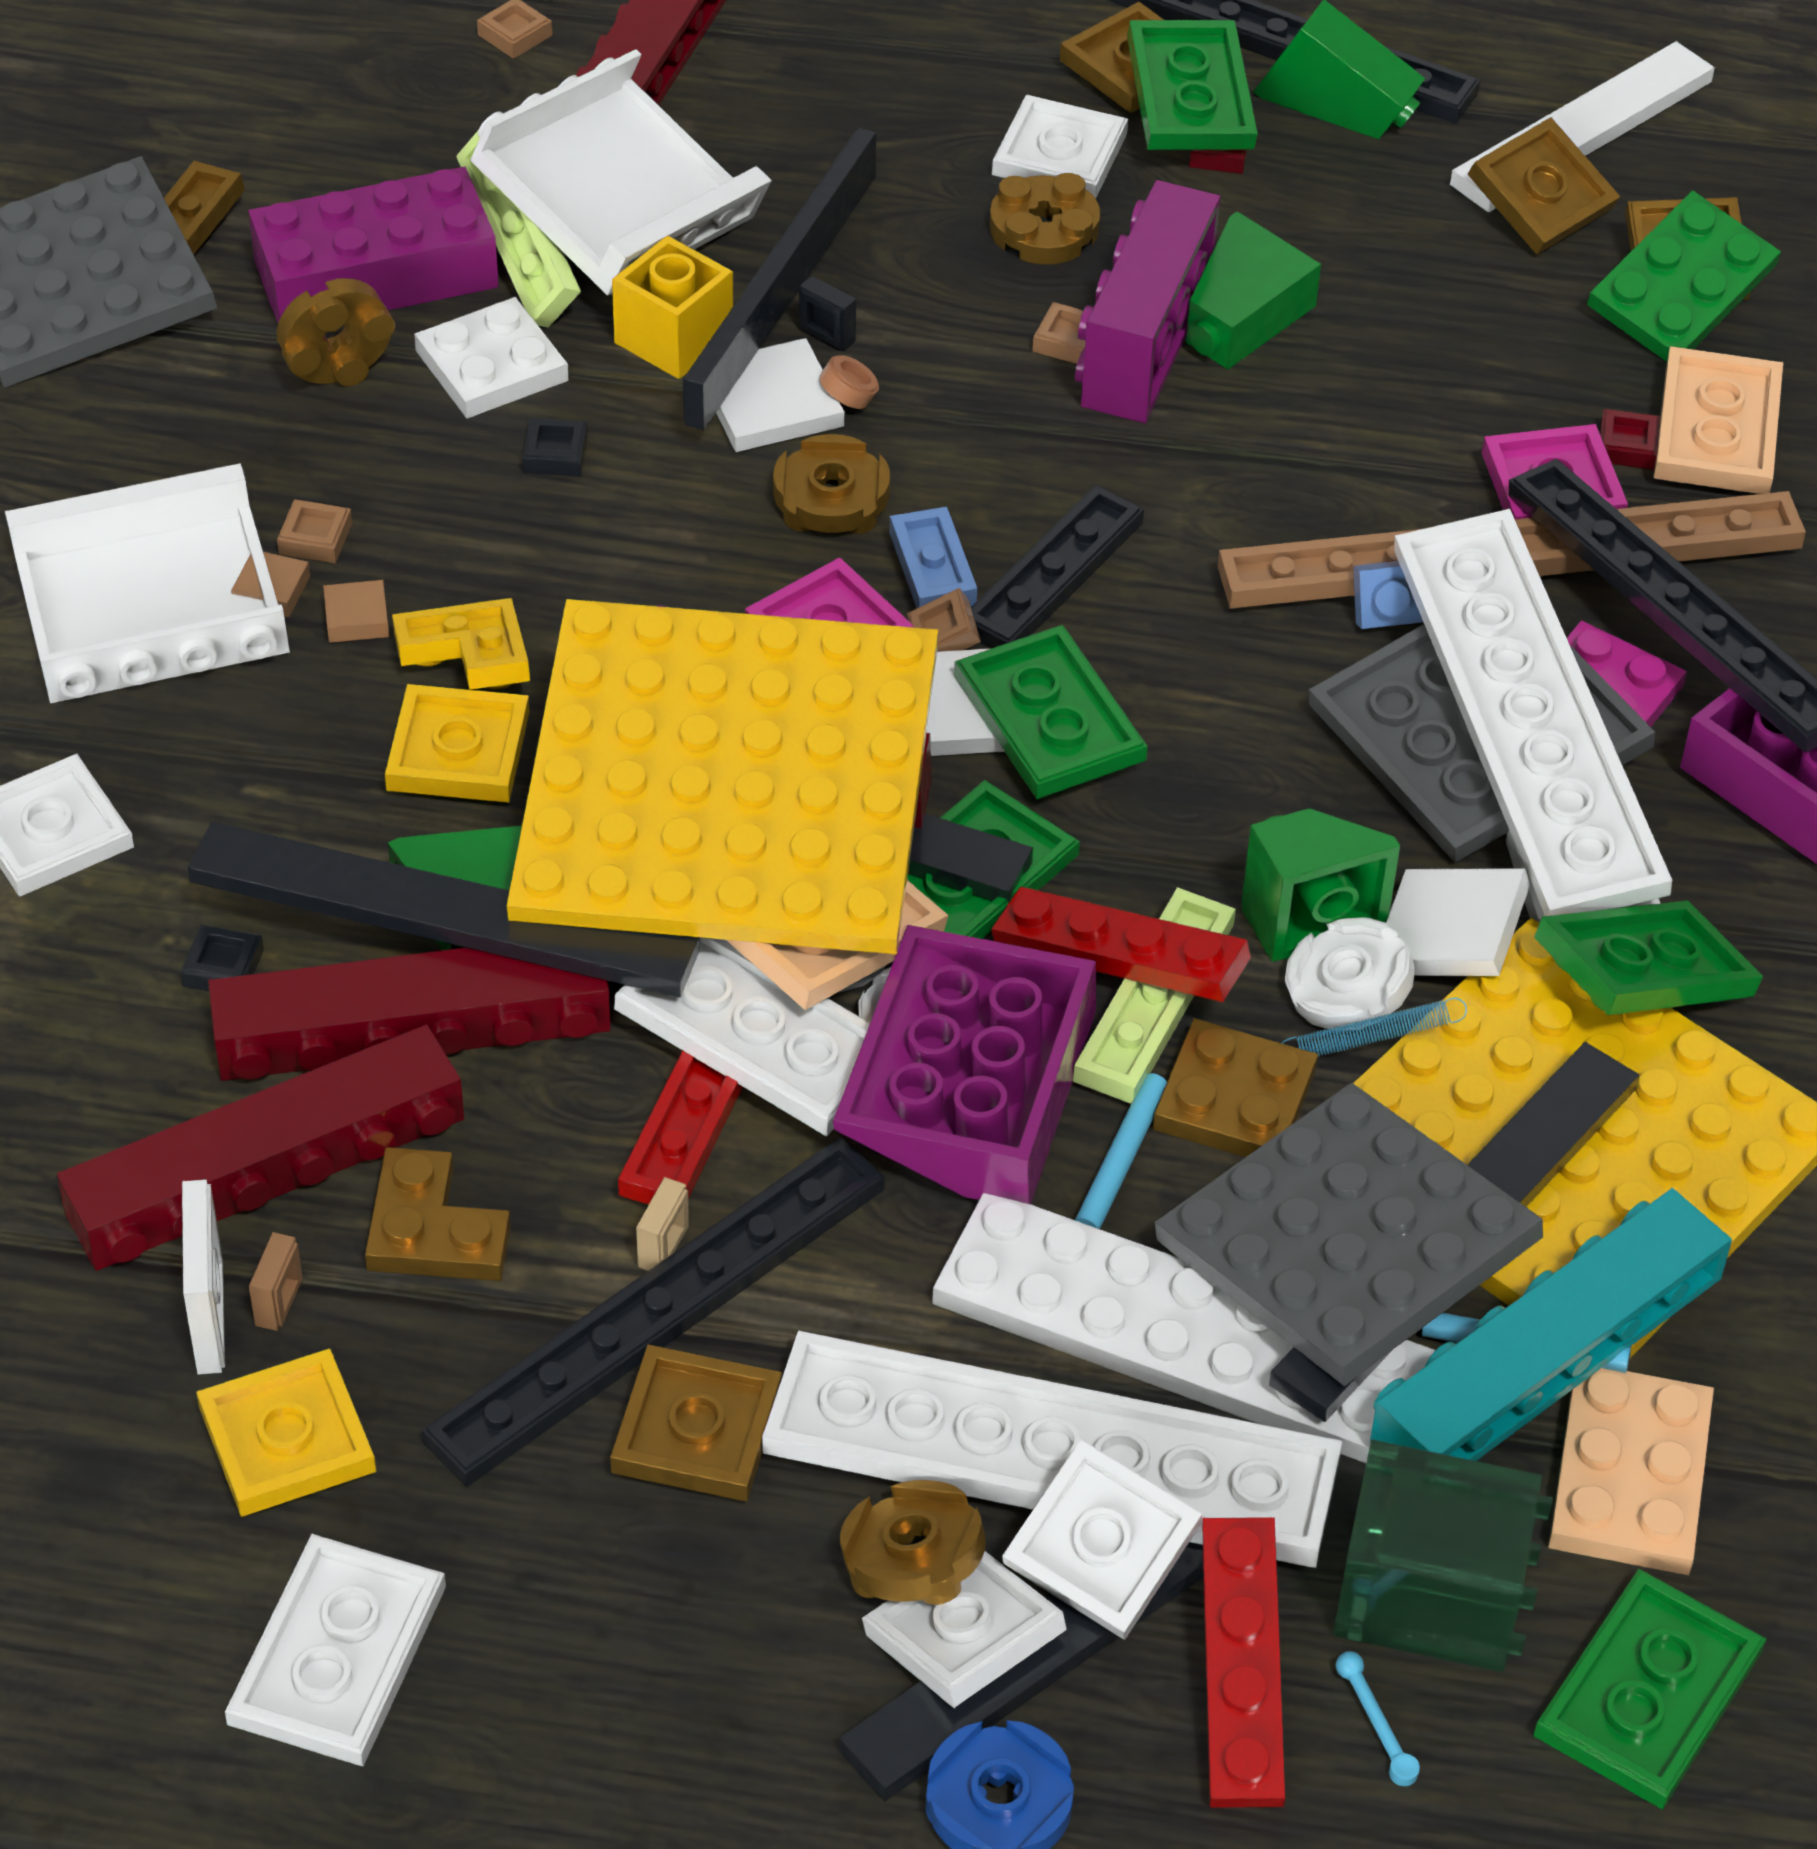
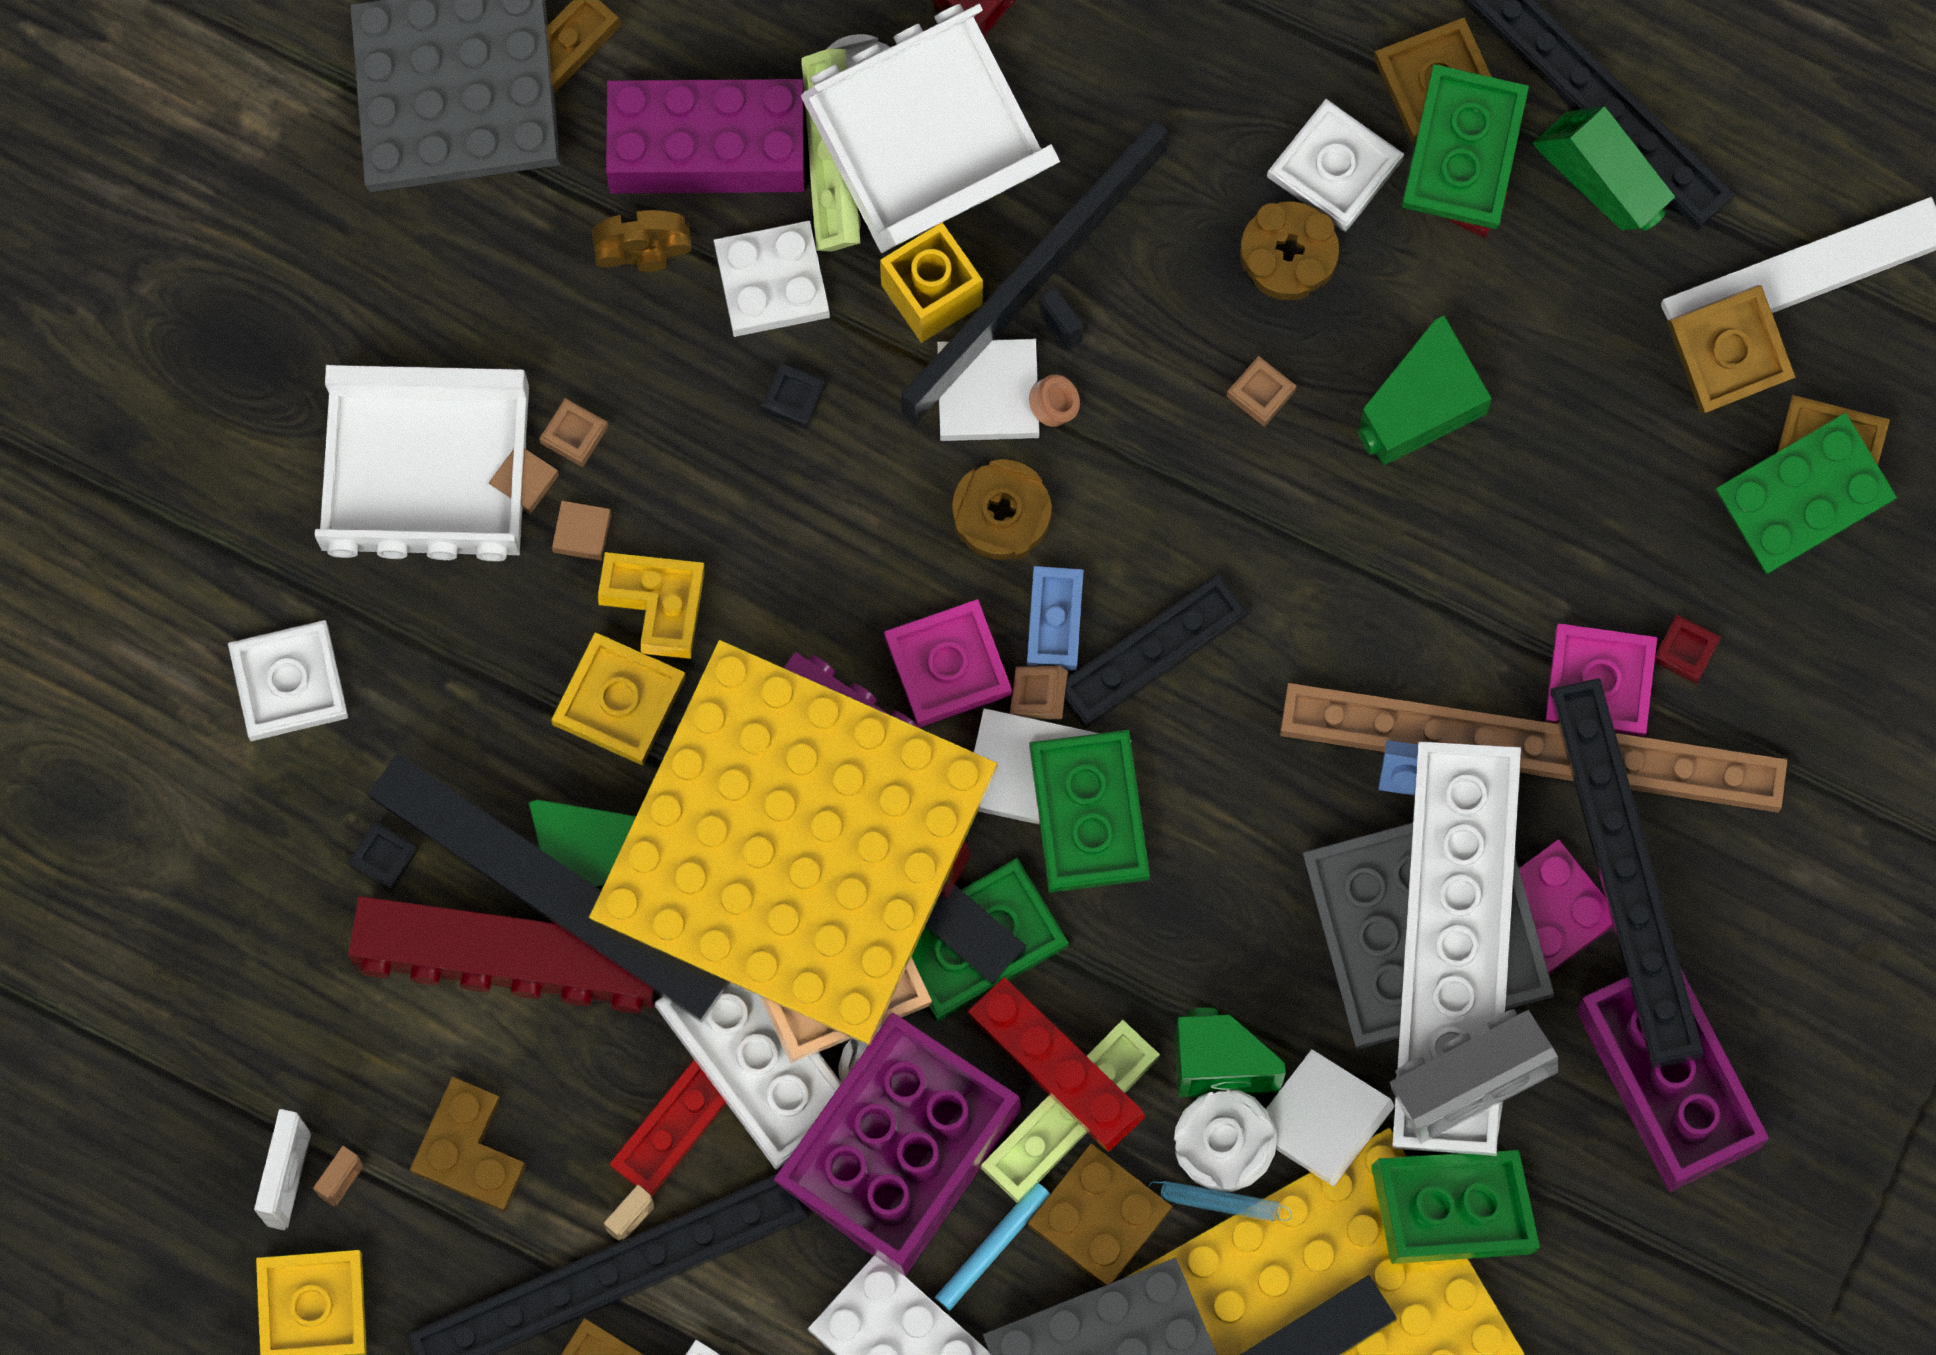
camera: 20 degrees right, 25 degrees up
(263, 1145) = (362, 1052): dark red brick -> none
(1146, 301) = (1328, 398): magenta brick -> none
(1618, 794) = (1474, 1074): none -> light grey slope
(1719, 420) = (1768, 657): light nougat plate -> none

